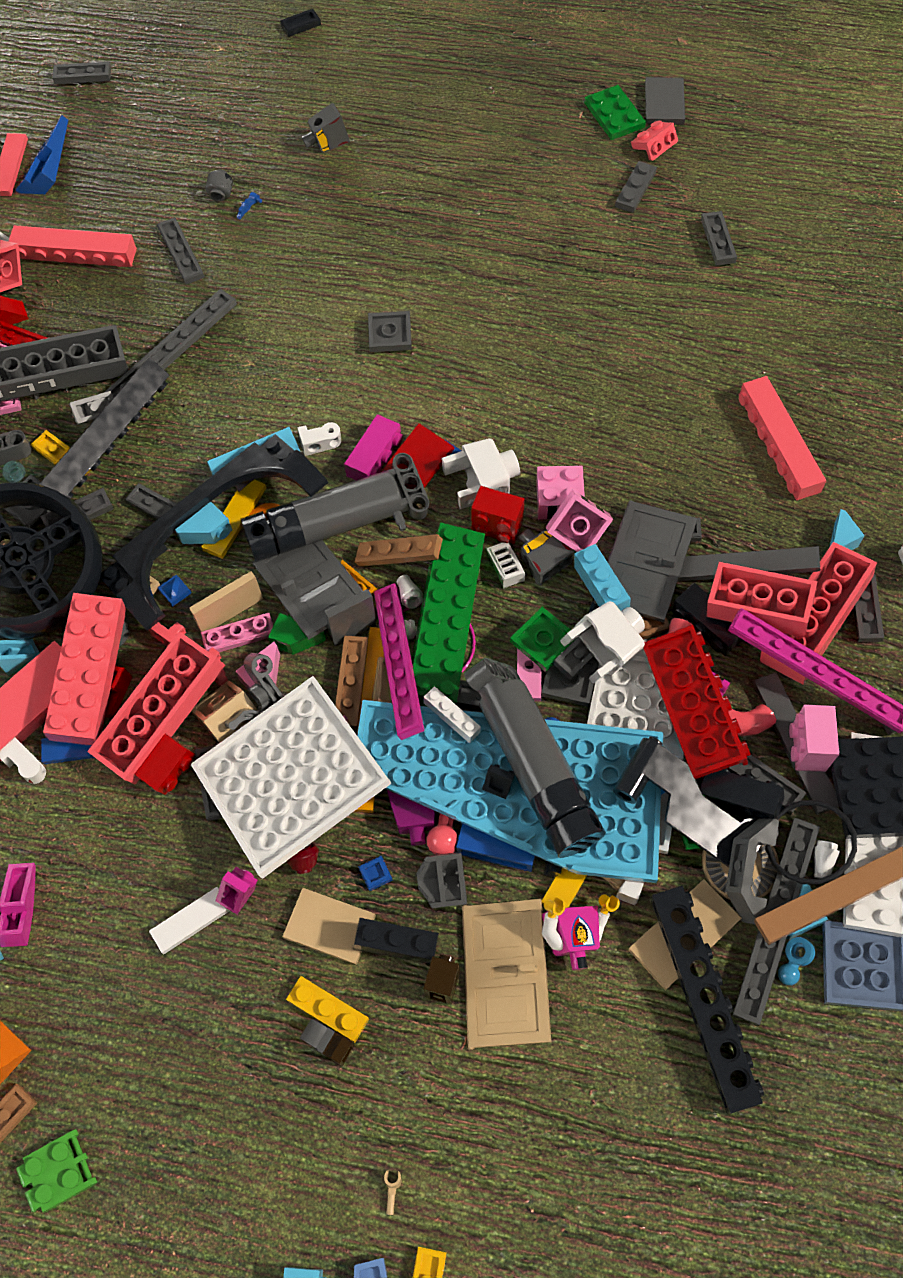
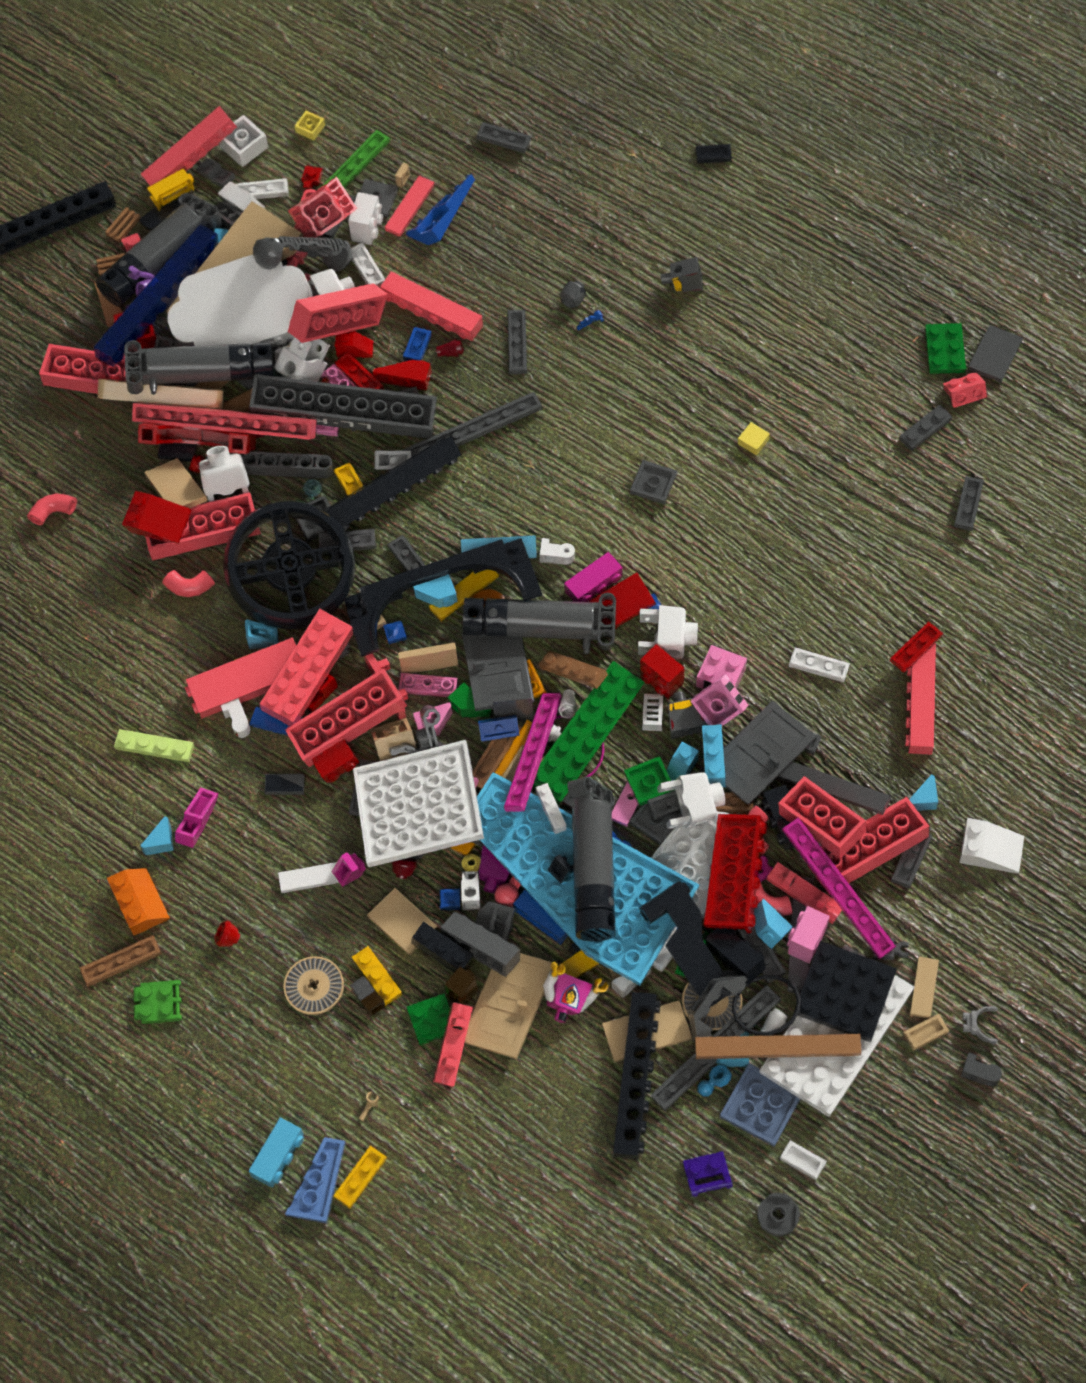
camera: 25 degrees right, 0 degrees up
(71, 319) = (405, 374): none -> red slope
(73, 289) = (417, 344): none -> blue plate
(112, 279) = (450, 349): none -> dark red cone
(113, 817) = (284, 784): none -> tile
(114, 1041) = (226, 934): none -> red cone
(257, 1080) = (321, 972): none -> piece
(344, 648) = (498, 728): none -> blue plate
(381, 826) = (471, 857): none -> light yellow plate
(396, 852) = (470, 890): none -> white leg
(421, 1035) = (429, 1018): none -> green plate
(441, 913) = (482, 944): none -> dark grey brick
(463, 1059) = (452, 1044): none -> coral hinge
(471, 255) = (753, 438): none -> light yellow piece
(568, 603) = (682, 761): none -> medium azure slope
(656, 447) = (819, 665): none -> white tile
(751, 387) = (916, 647): none -> red tile
(765, 746) = (770, 924): none -> medium azure slope
(774, 691) = (803, 891): none -> coral hinge
(844, 1075) = (707, 1167): none -> dark purple plate

